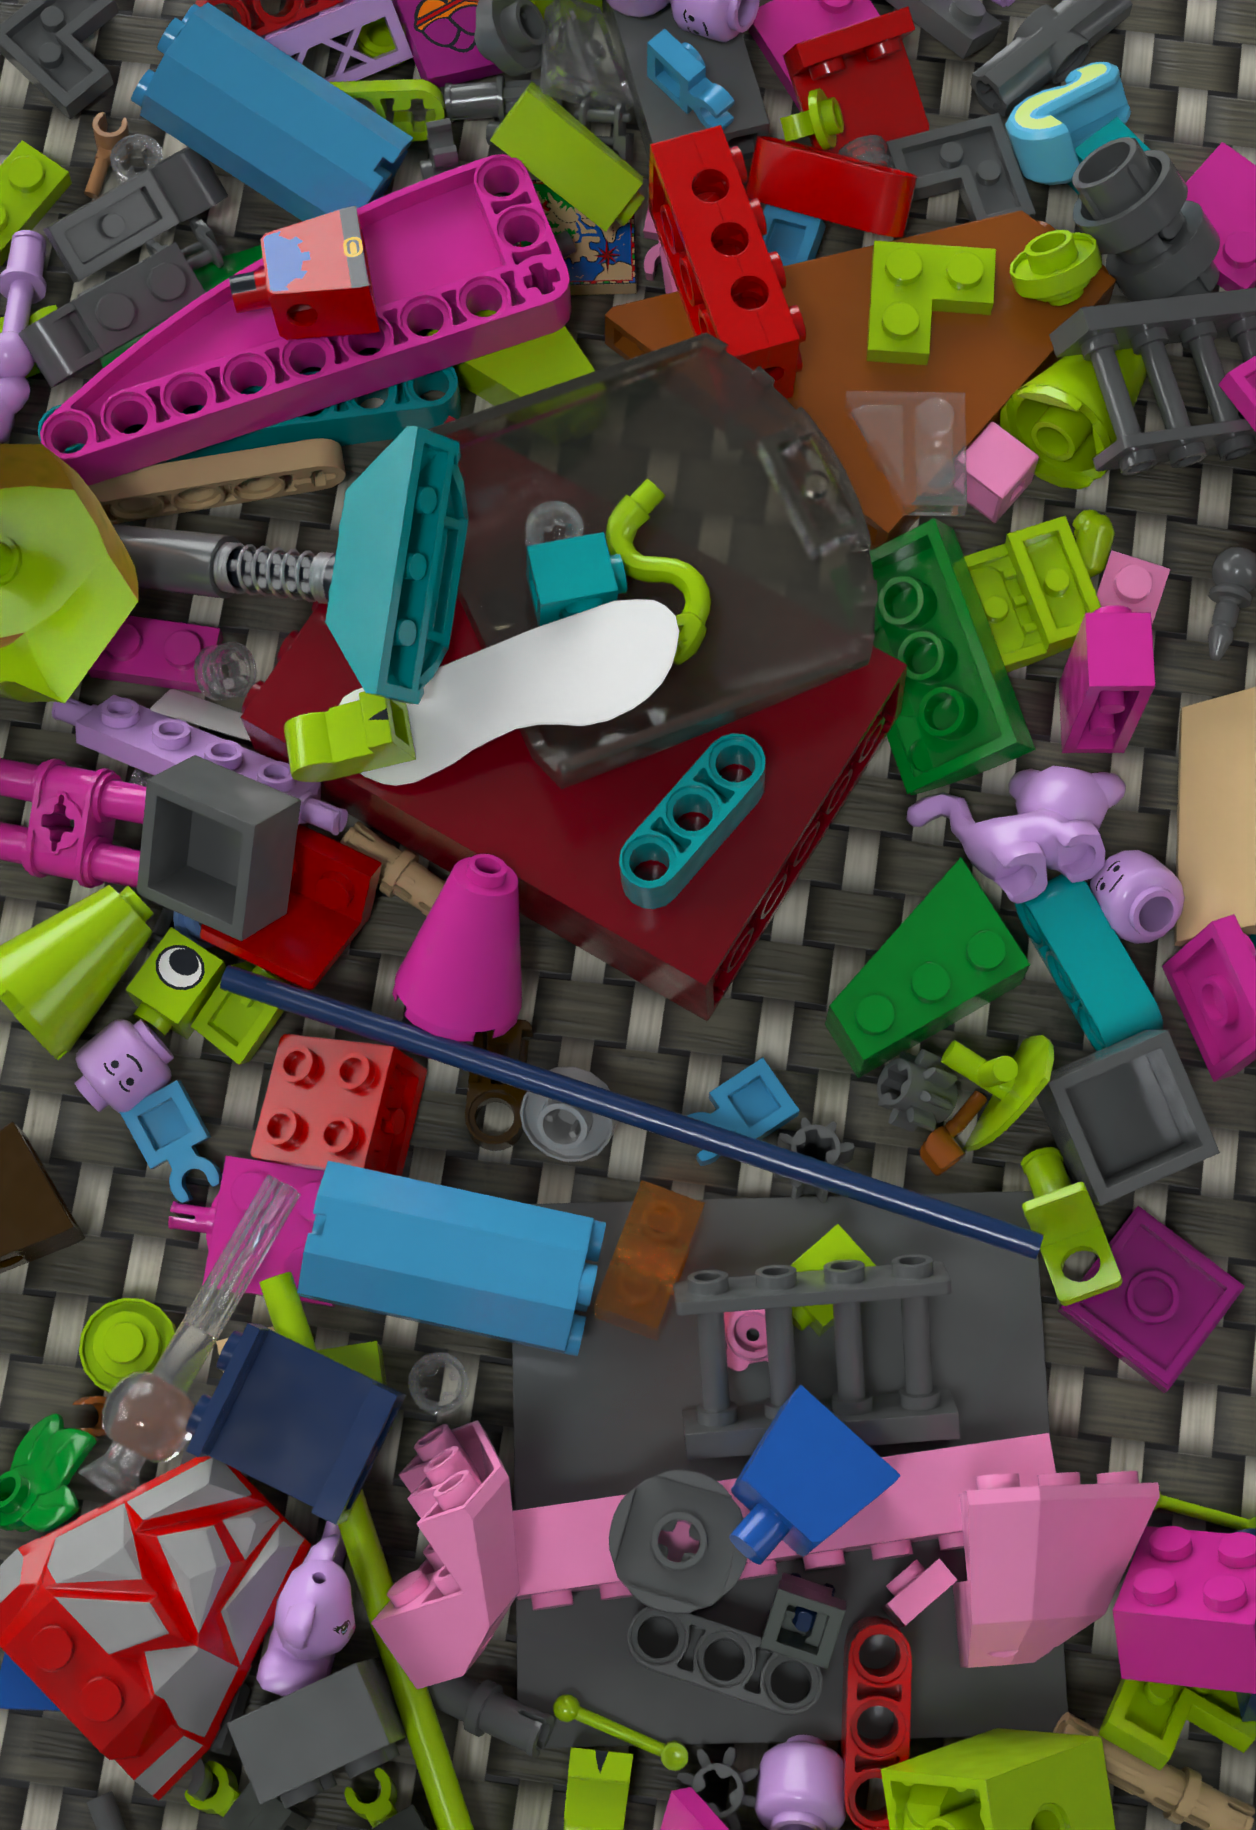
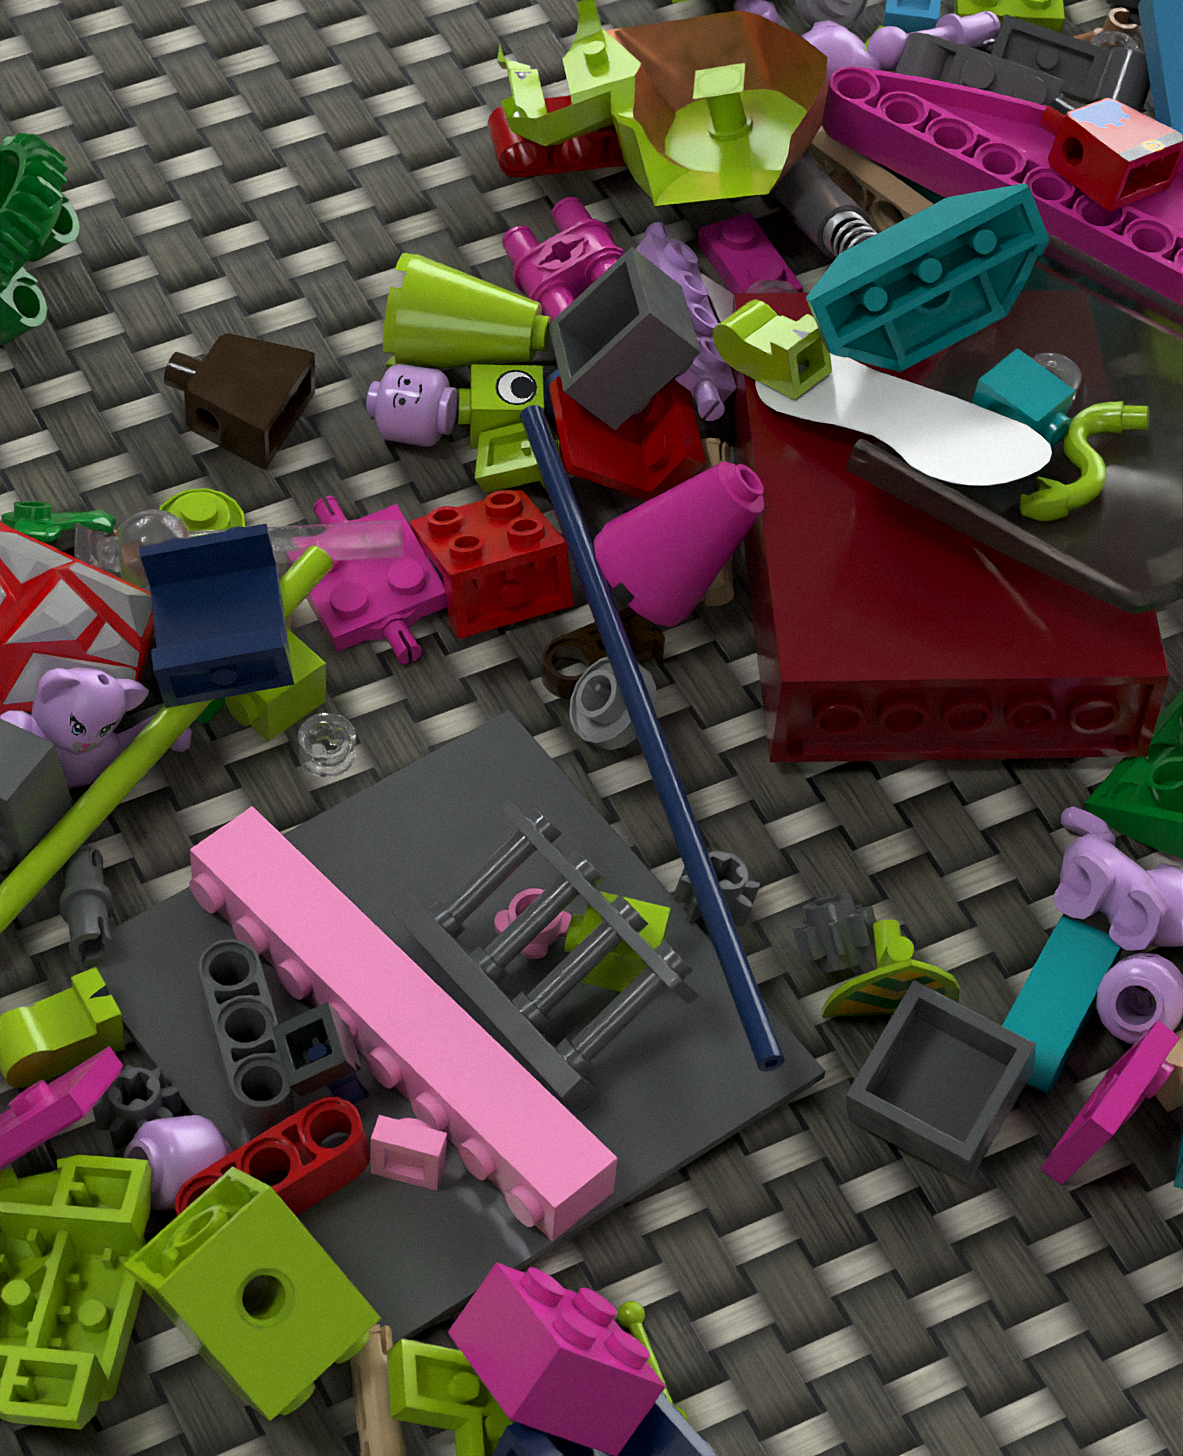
camera: 50 degrees right, 20 degrees down
(168, 1131) = (384, 465): dark azure plate -> none
(451, 1258) = (426, 658): dark azure brick -> none
(461, 1592) = (212, 770): bright pink brick -> none
(643, 1562) = (315, 959): dark grey plate -> none
(649, 1260) = (561, 785): clear orange brick -> none
(672, 1754) = (128, 961): lime hinge -> none
(697, 791) = (903, 588): teal beam -> none
(748, 1104) = (724, 823): dark azure plate -> none
(805, 1480) = (432, 974): blue torso -> none
(927, 975) = (945, 883): green wedge -> none
(941, 1149) = (805, 986): dark orange hand -> none
(1043, 1560) = (500, 1184): bright pink brick -> none
(1068, 1224) = (811, 1100): lime bracket -> none
(1164, 1305) = (807, 1221): magenta tile -> none

